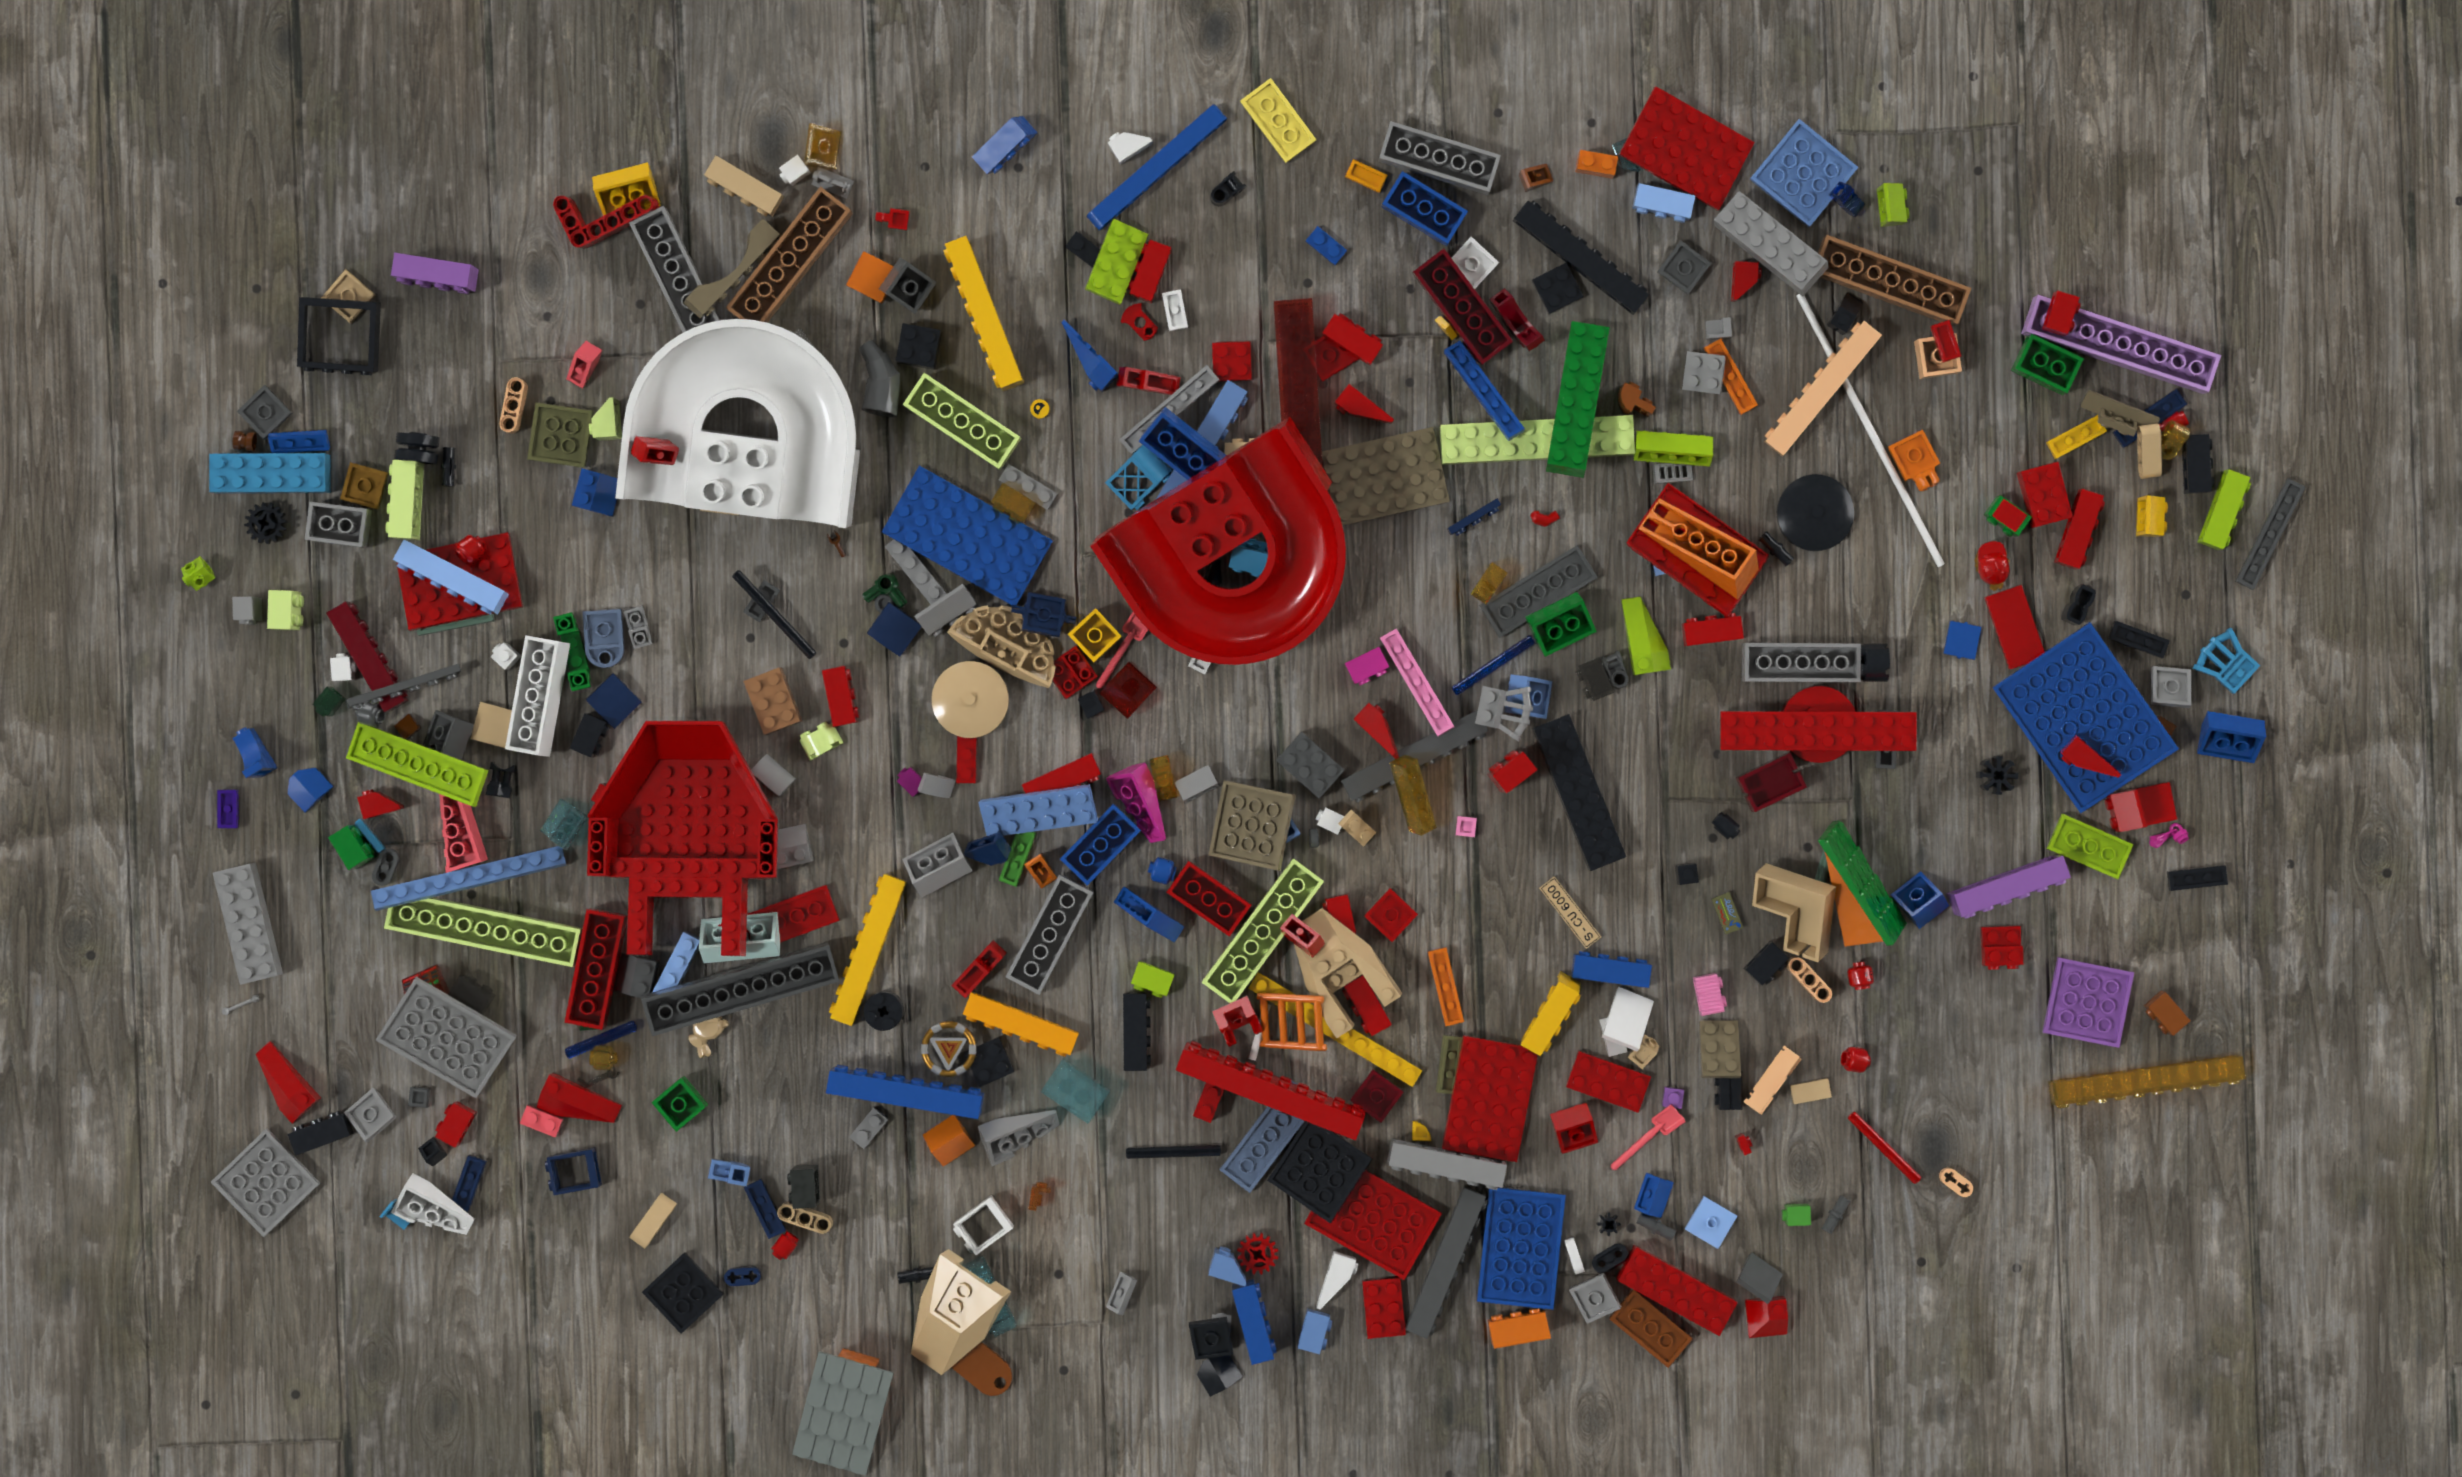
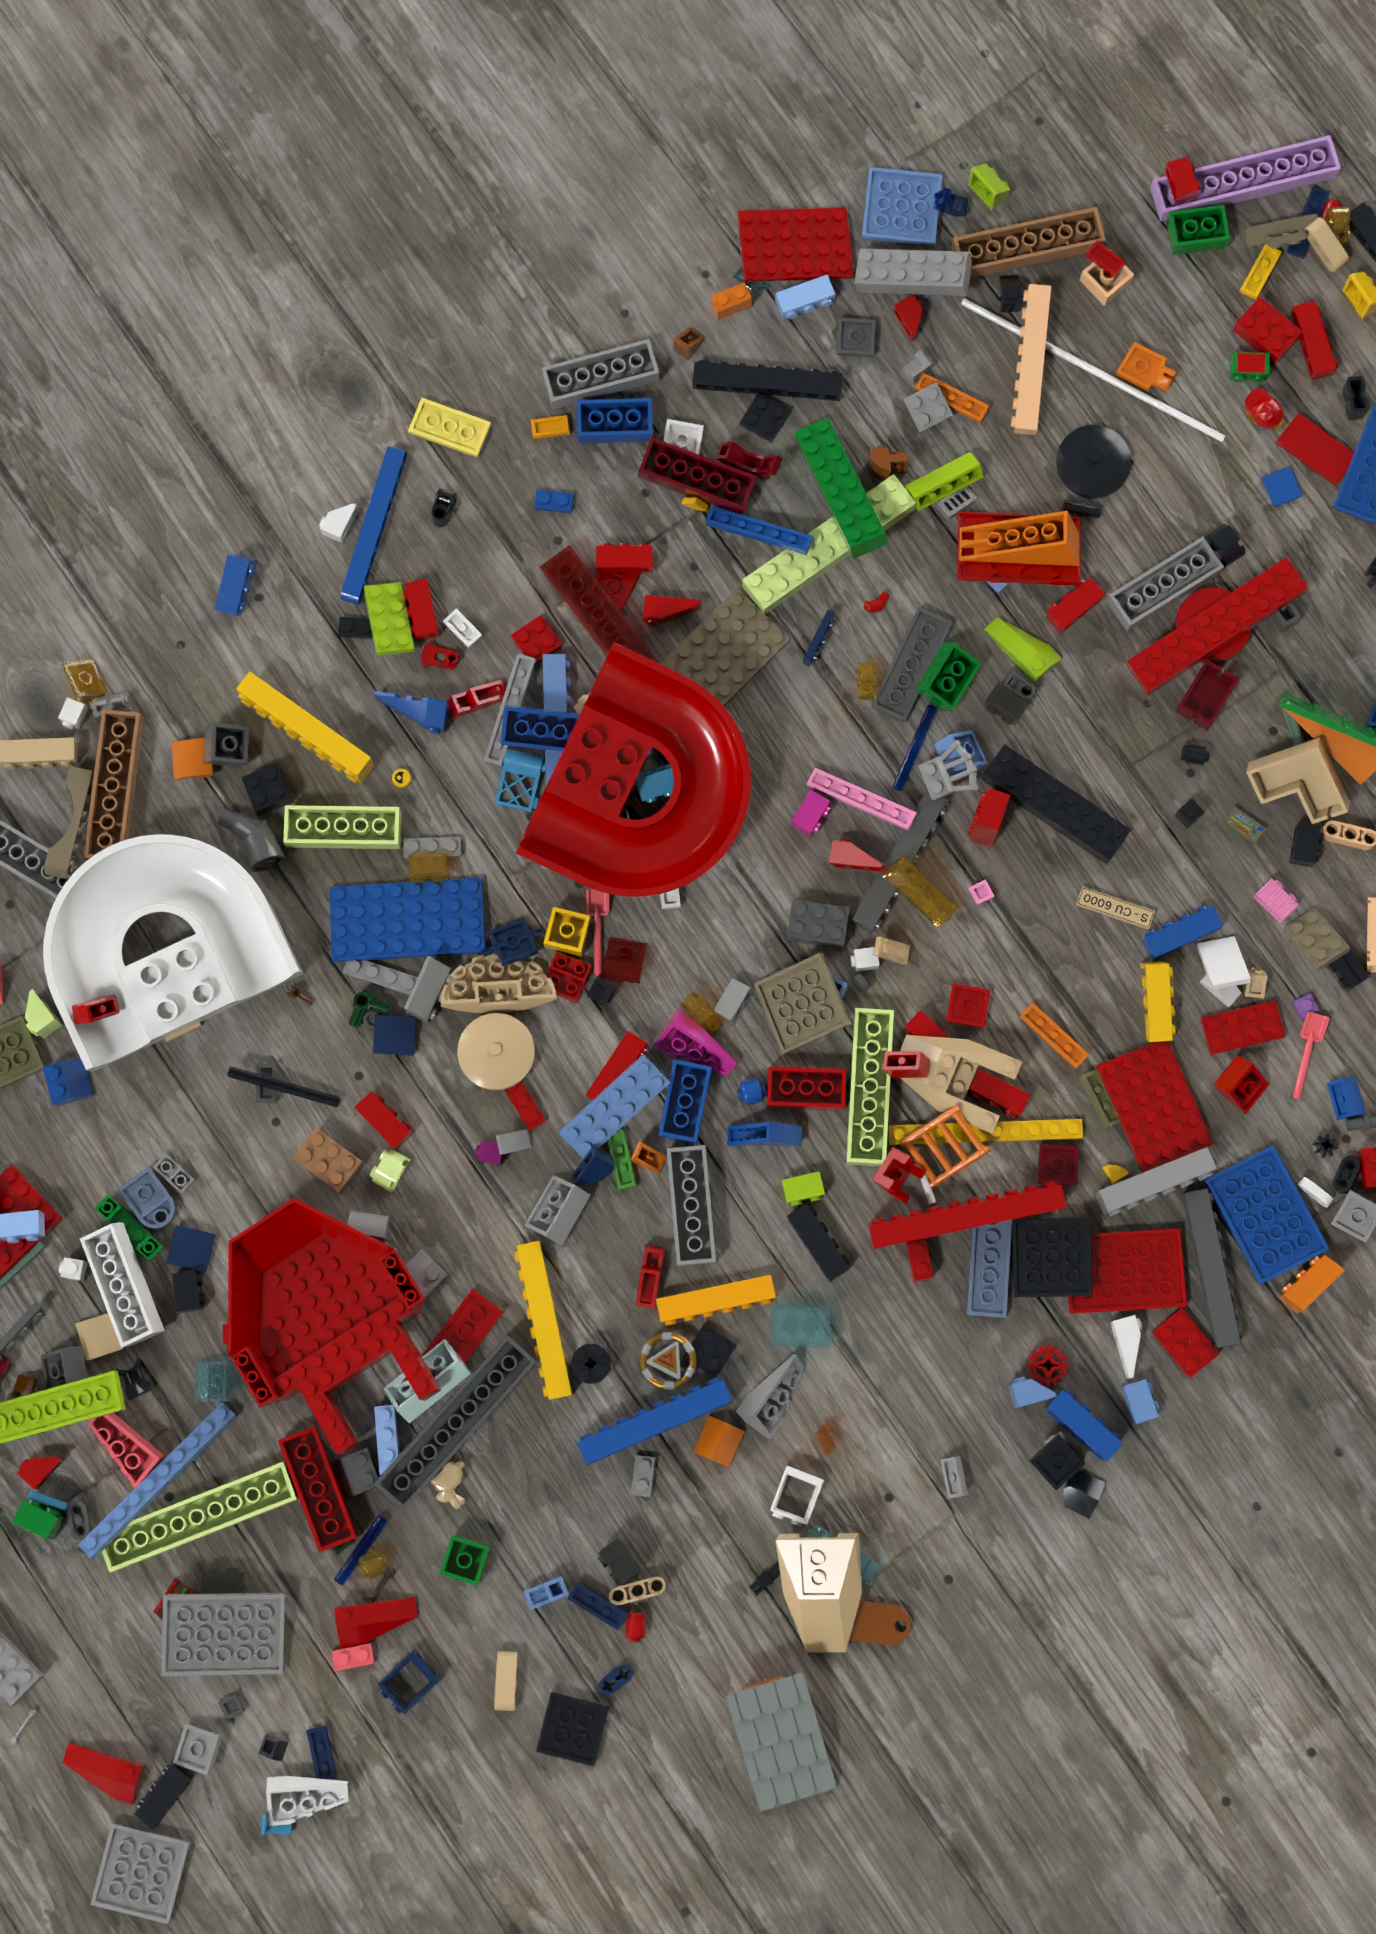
camera: 30 degrees left, 10 degrees down
(455, 1124) = (278, 1708): red brick -> none
(896, 219) = (183, 699): red plate -> none
(1176, 1151) = (918, 1325): black axle -> none

